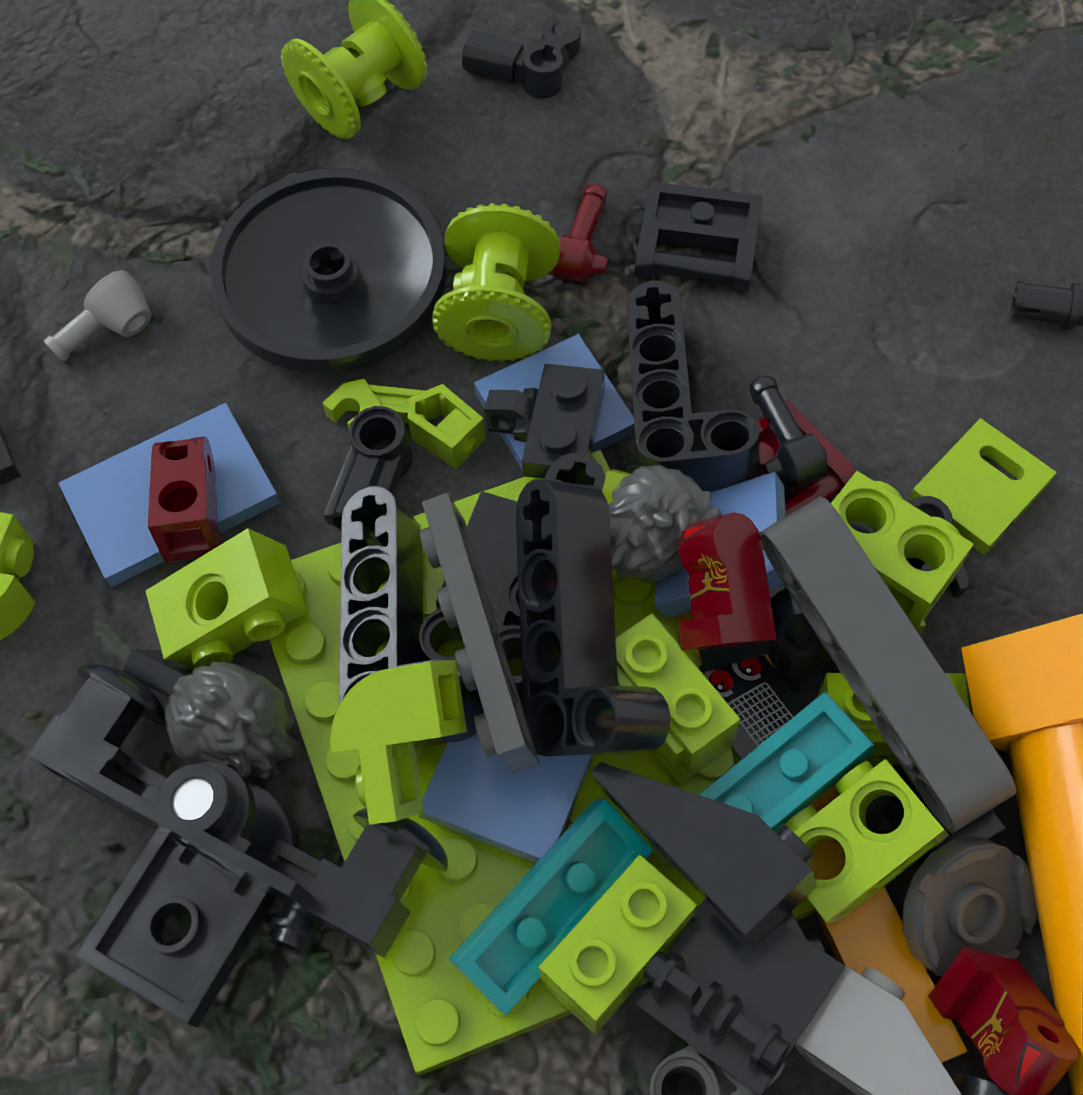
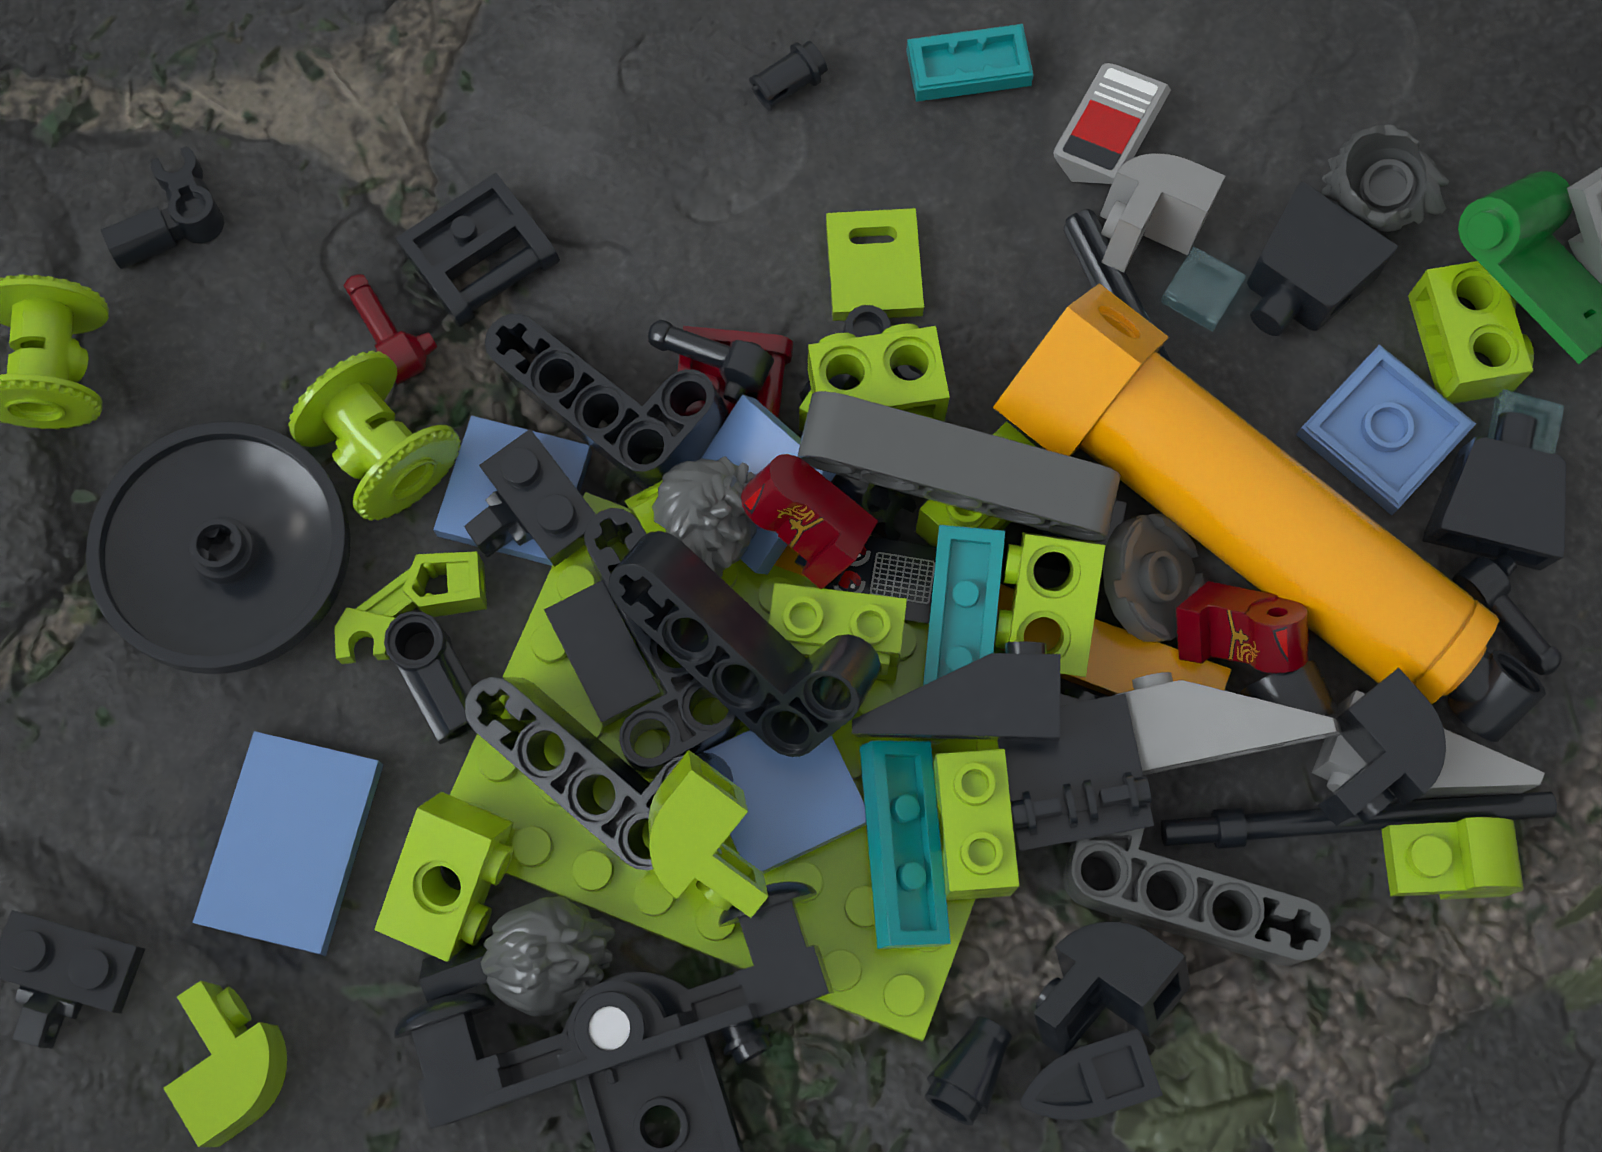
camera: 50 degrees left, 10 degrees up
(112, 303) = (65, 742): light grey bar -> none
(183, 499) = (320, 834): dark red leg -> none
(483, 661) = (701, 730): dark grey plate -> none

